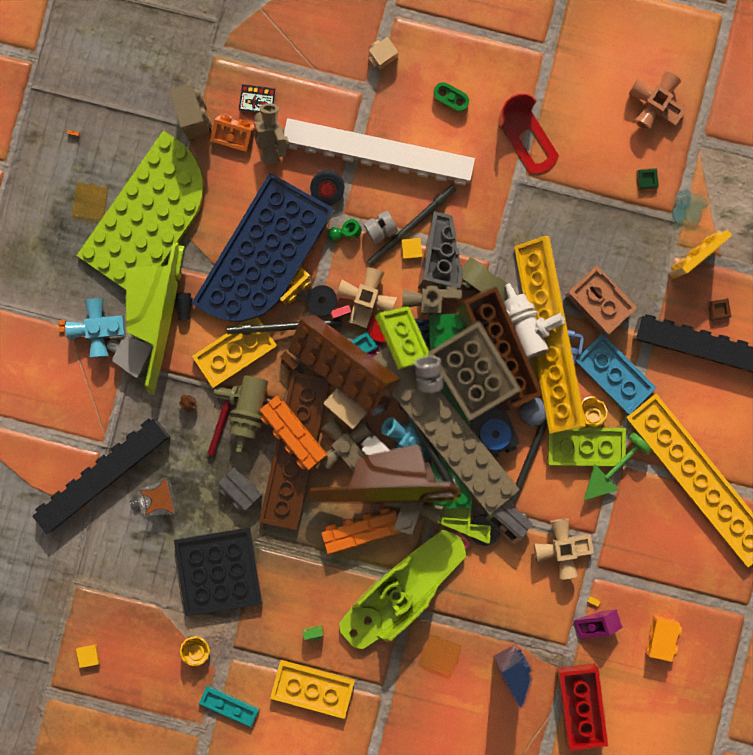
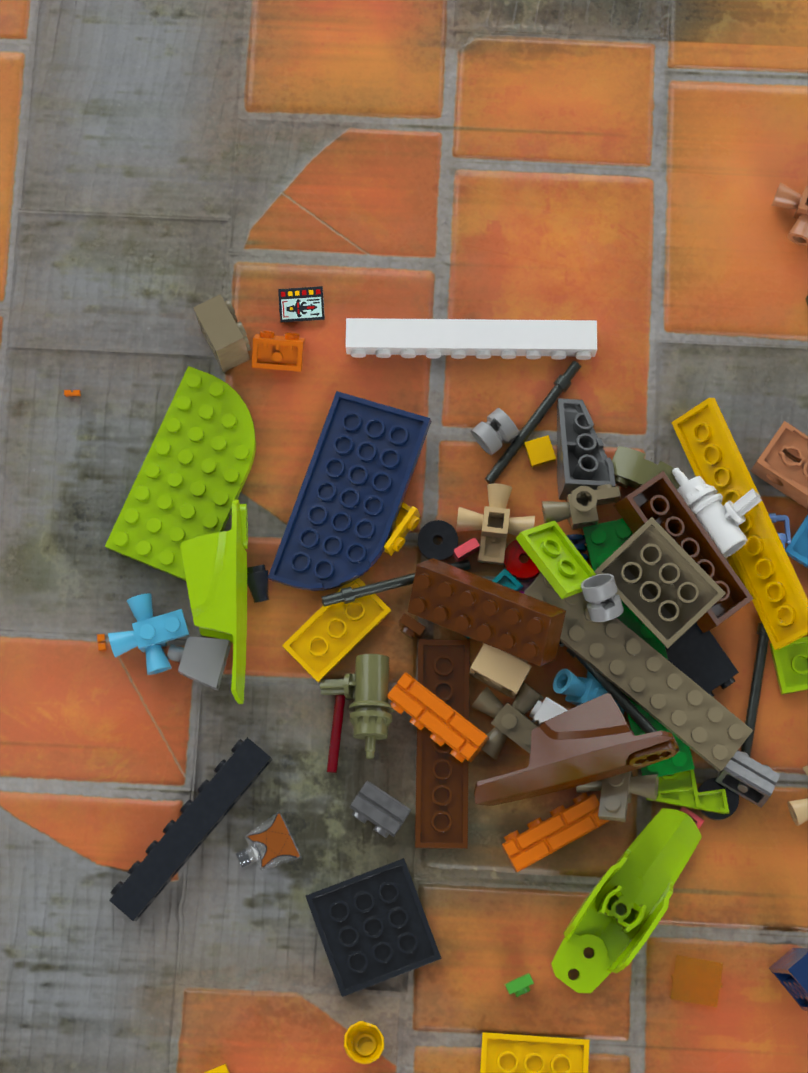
camera: 10 degrees left, 10 degrees down
(90, 201) = (109, 474): clear yellow piece -> none
(188, 403) = (288, 709): reddish brown plate -> none
(269, 134) = (328, 341): dark tan brick -> none
(327, 187) = (415, 394): black wheel -> none
(335, 234) = (455, 442): green plate -> none
(382, 53) = (450, 216): tan brick -> none
(452, 95) = (549, 251): green plate -> none
(503, 437) = (706, 653): blue piece -> none
(518, 117) = (638, 262): red piece -> none
(533, 412) = (746, 628): sand blue hair -> none

